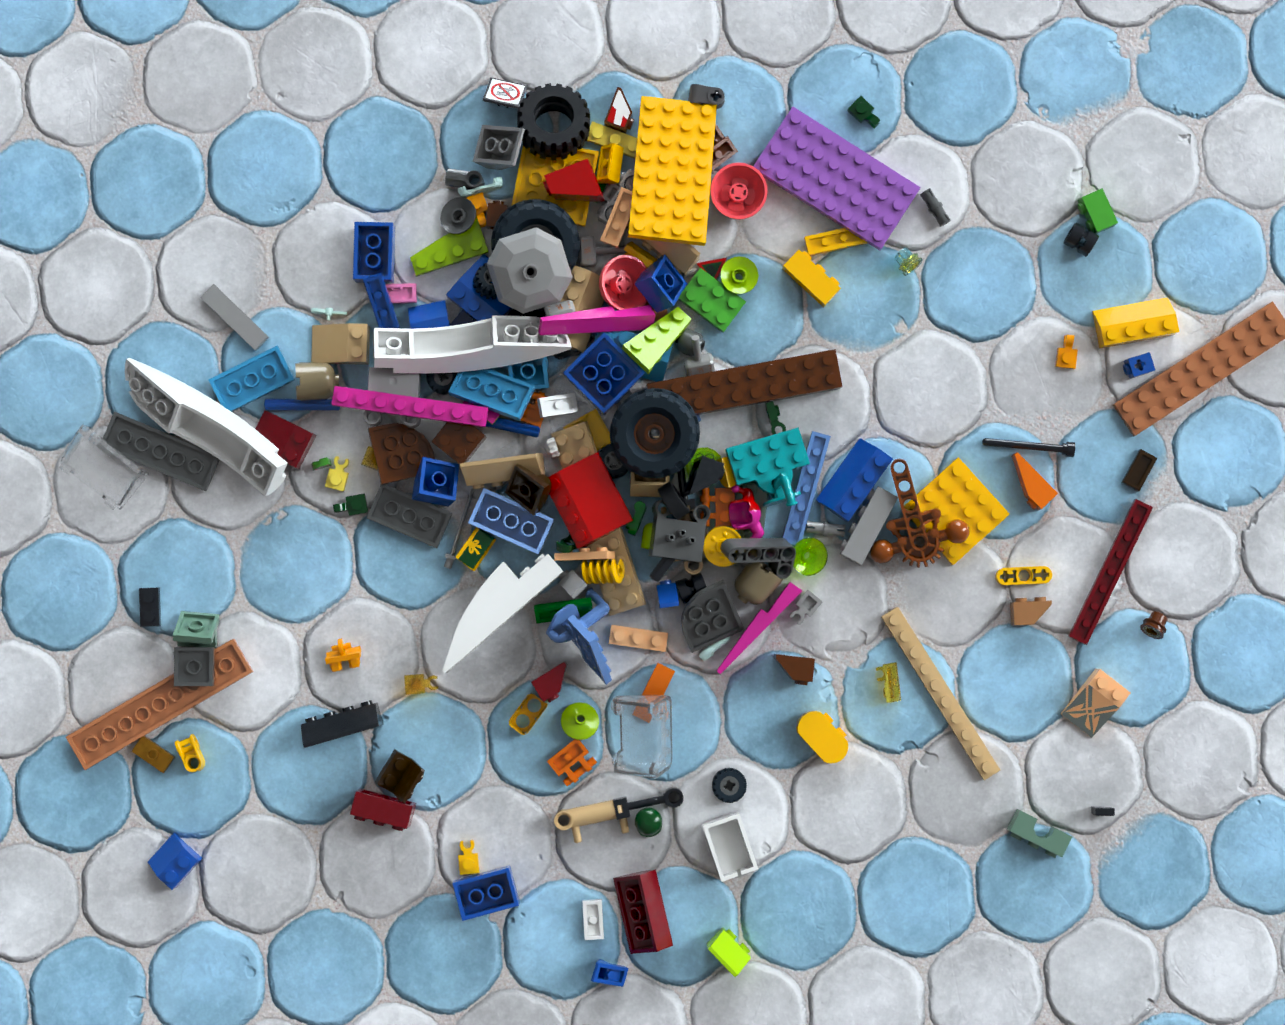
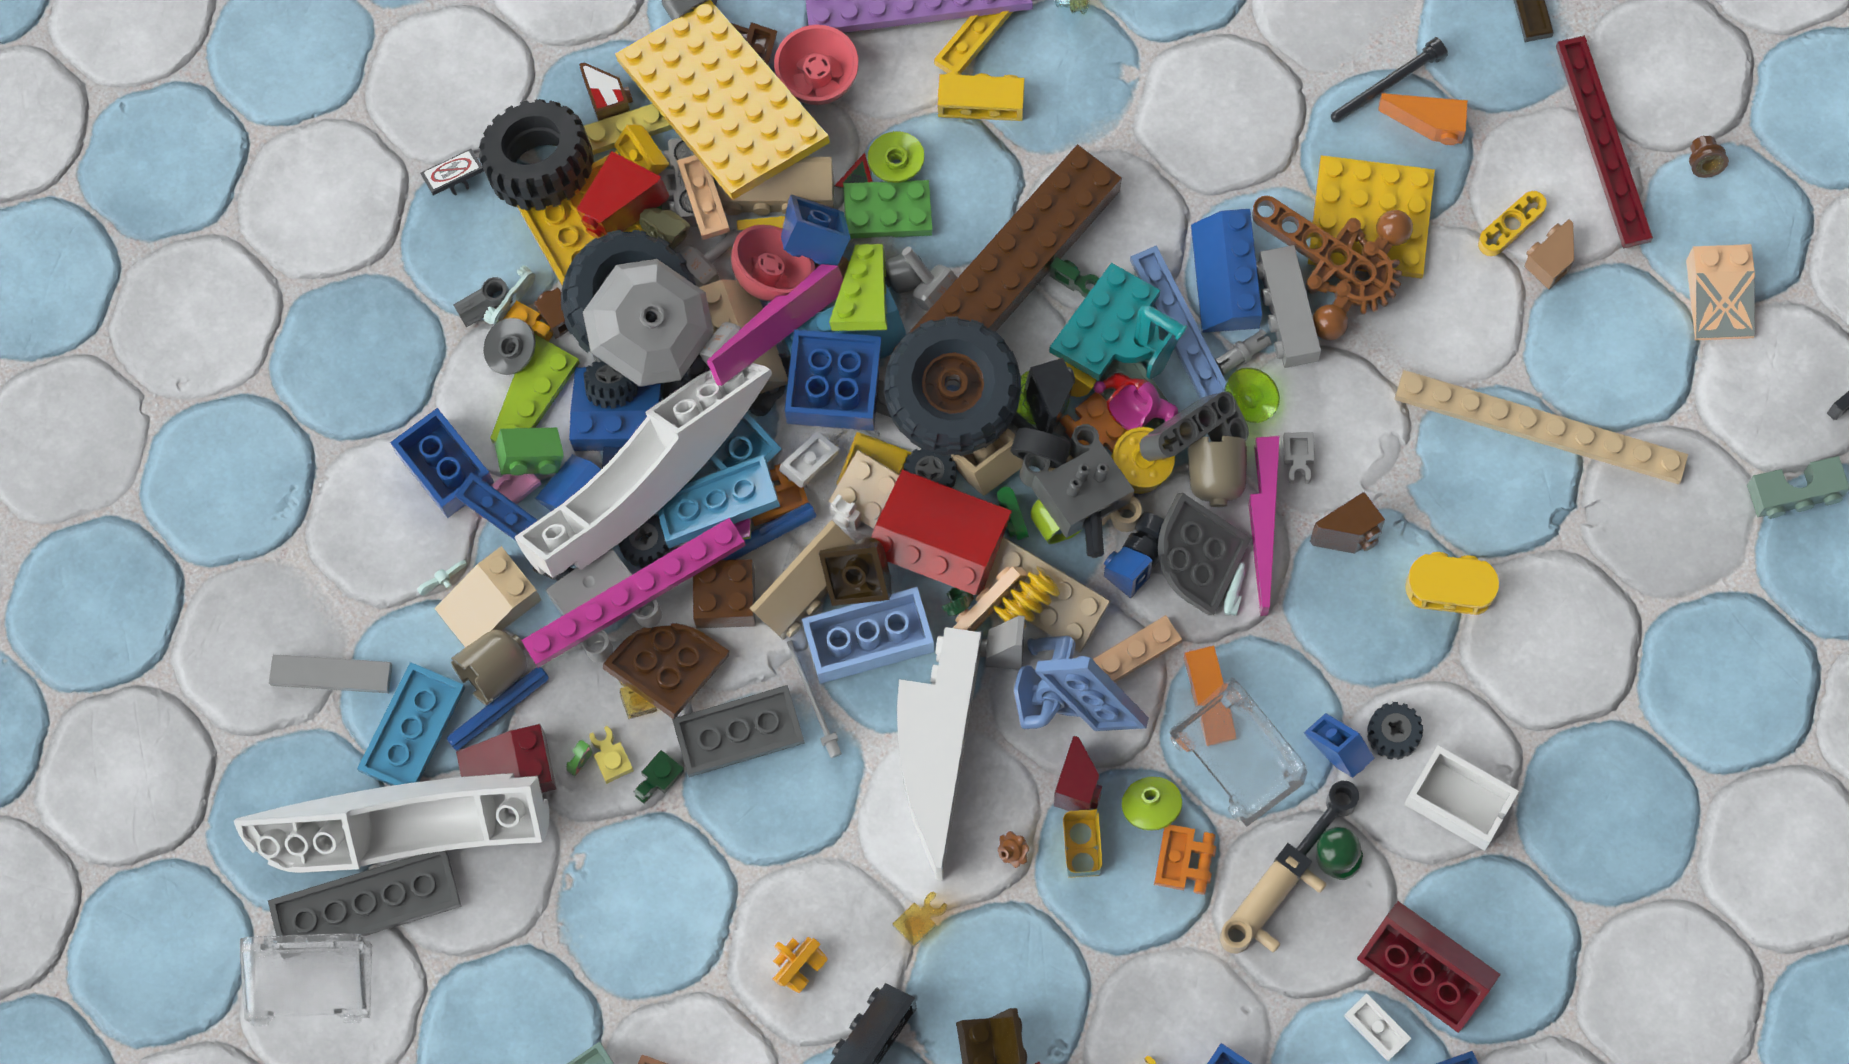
camera: 30 degrees left, 15 degrees down
(421, 283) = (529, 451): none -> bright green piece
(436, 482) = (738, 662): blue slope -> none
(475, 548) = (851, 703): piece -> none
(493, 687) = (1013, 849): none -> dark orange plant
(498, 146) = (495, 228): light grey slope -> none
(546, 611) = (1002, 705): green plate -> none
(587, 216) = (665, 225): none -> olive rock
(695, 769) = (1340, 745): none -> blue slope
(729, 951) = (1572, 924): slope -> none
(892, 688) = (1482, 466): clear yellow plate -> none

